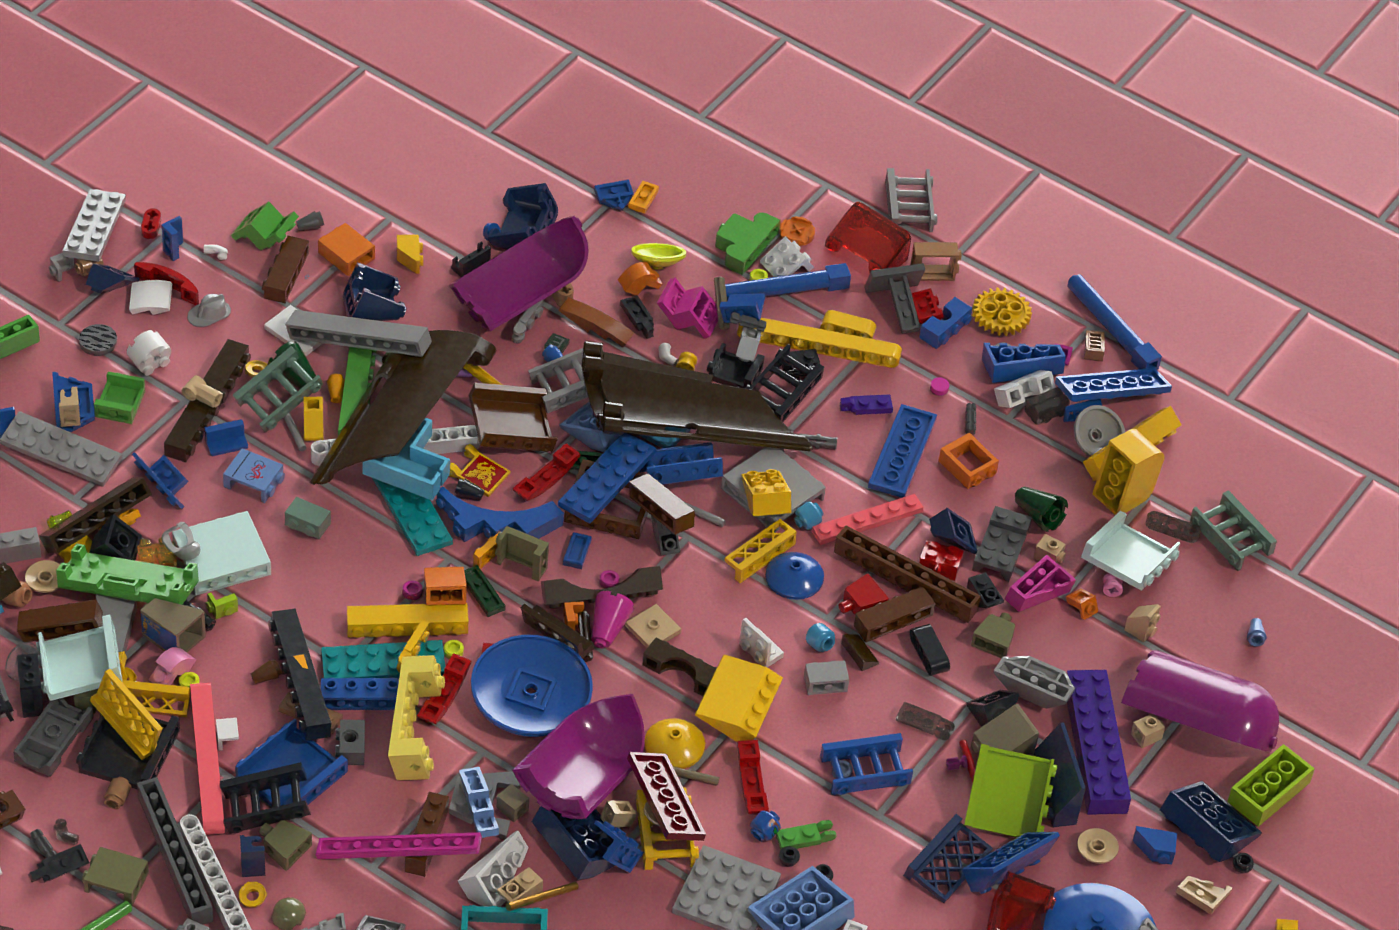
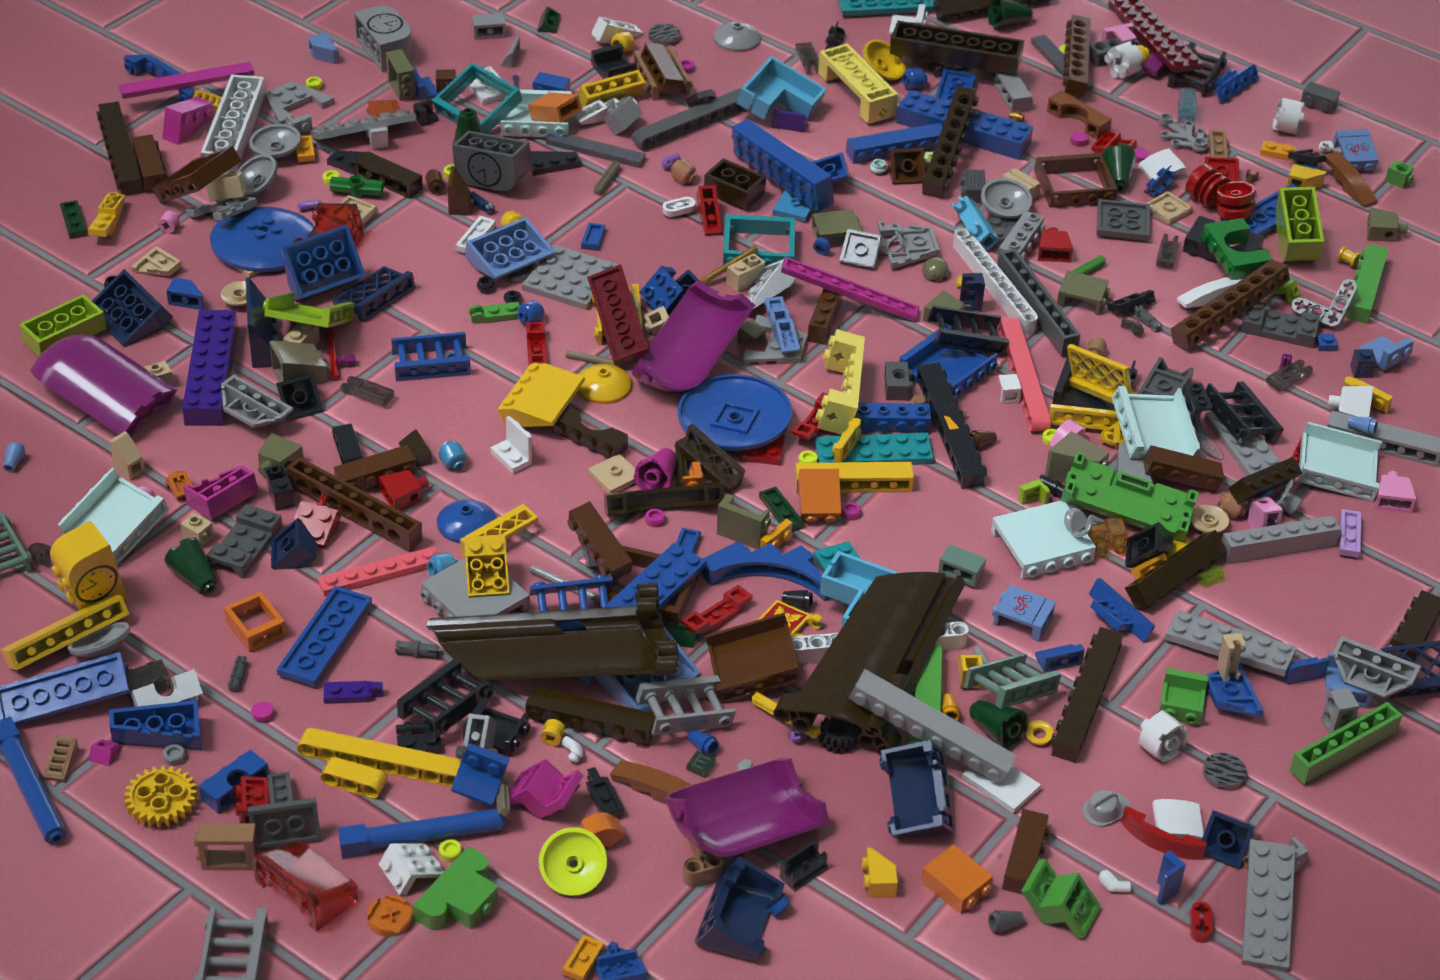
camera: 175 degrees left, 5 degrees down
(199, 390) = (1100, 678): tan piece -> none
(826, 677) = (453, 423): light grey brick -> none

